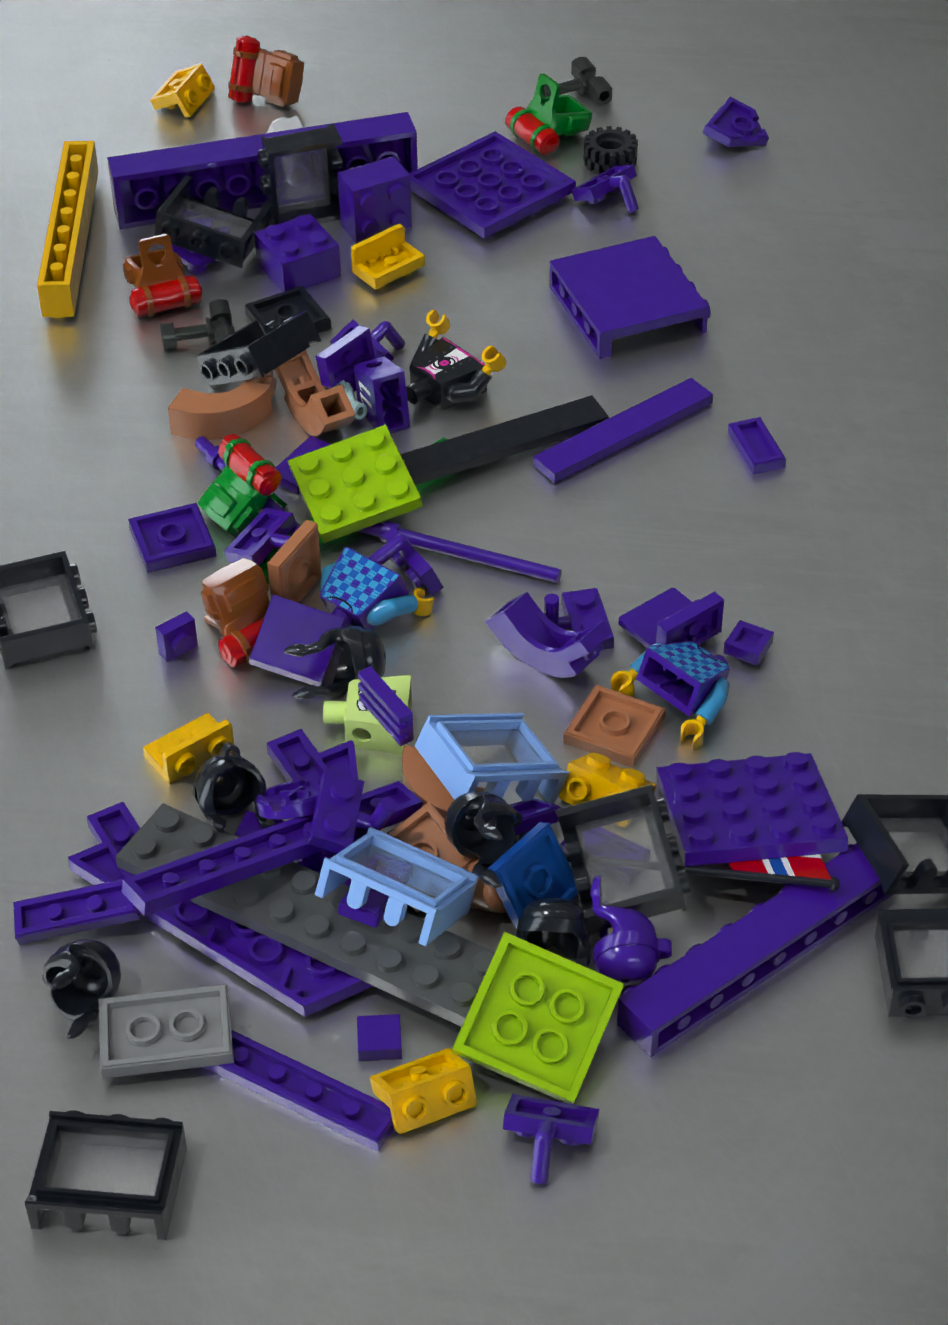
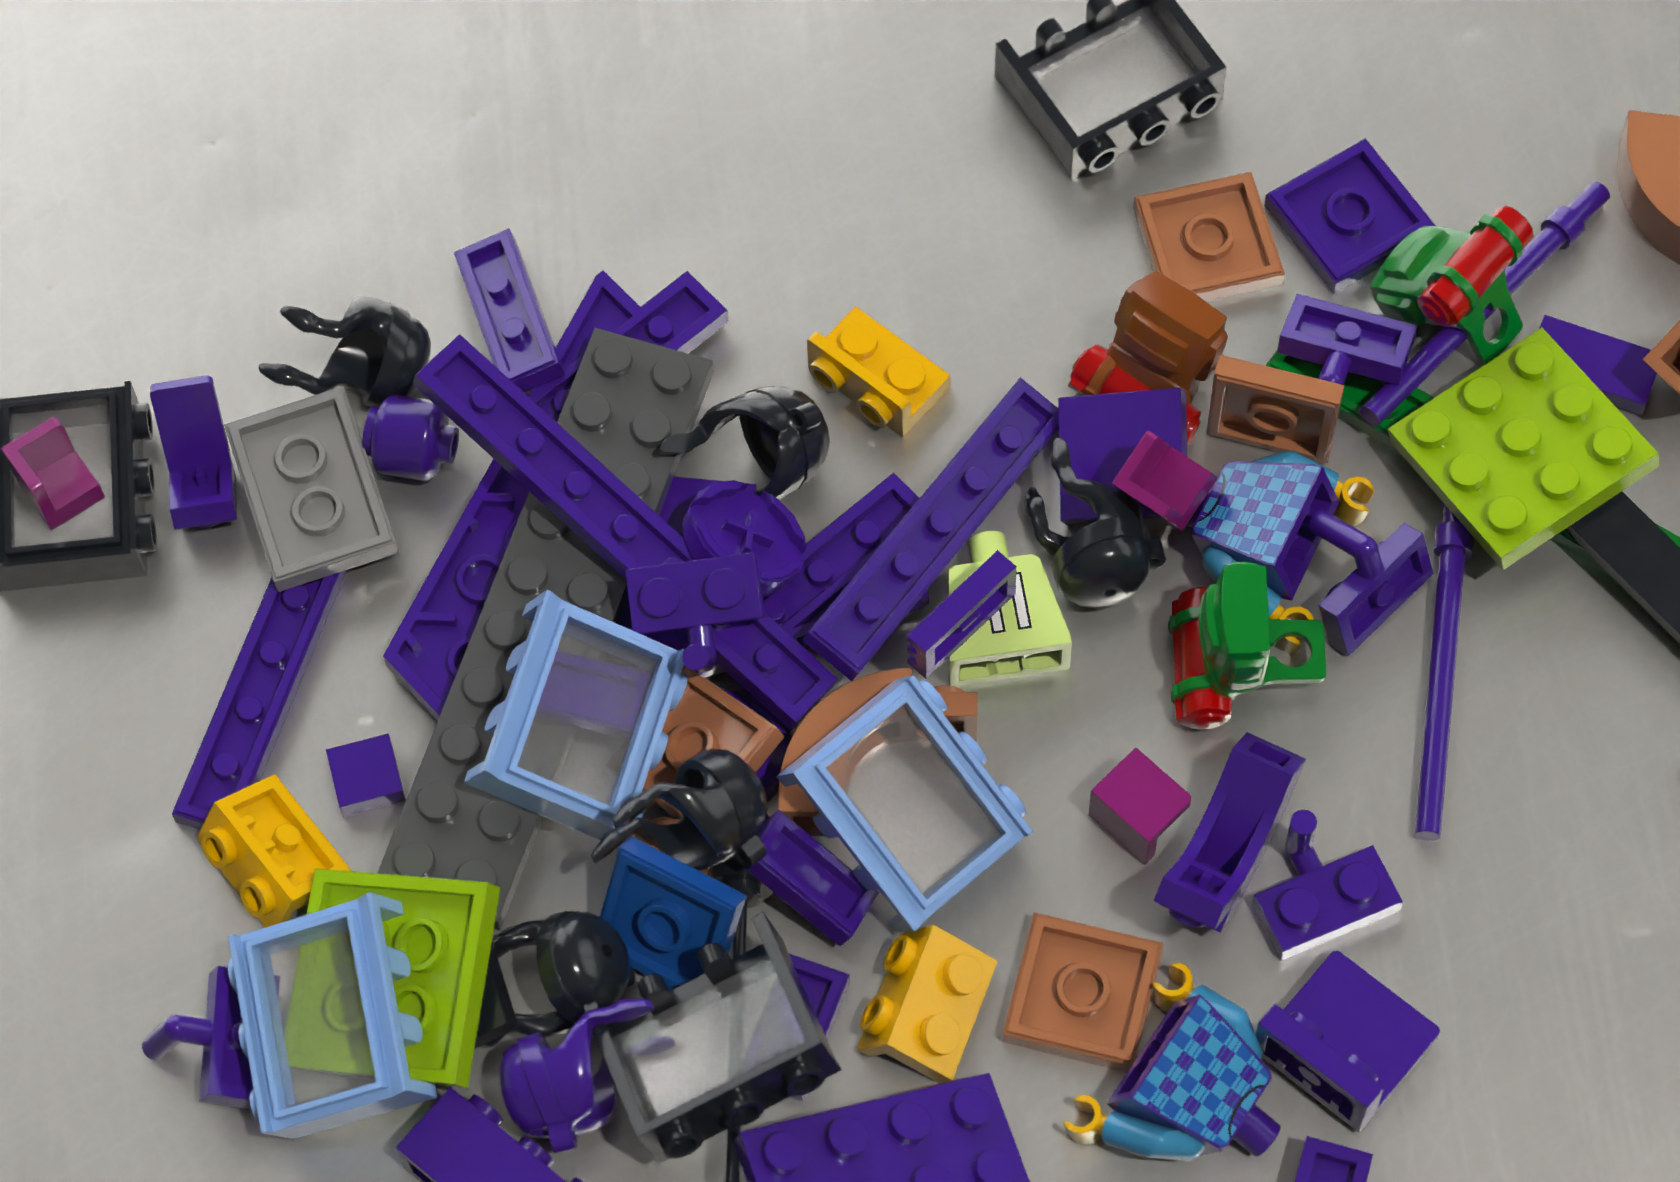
camera: 80 degrees right, 20 degrees up
(114, 1159) = (52, 473): none -> magenta panel
(133, 1095) = (195, 452): none -> dark purple bracket
(149, 968) = (409, 438): none -> dark purple head
(161, 594) = (1211, 237): none -> nougat tile
(176, 636) = (1097, 282): dark purple plate -> none
(315, 726) = (934, 530): none -> dark purple tile
(329, 611) = (1164, 480): none -> magenta panel
(432, 611) = (1225, 646): none -> green piece
(513, 676) = (1137, 804): none -> magenta panel
(562, 1044) = (325, 1019): none -> window

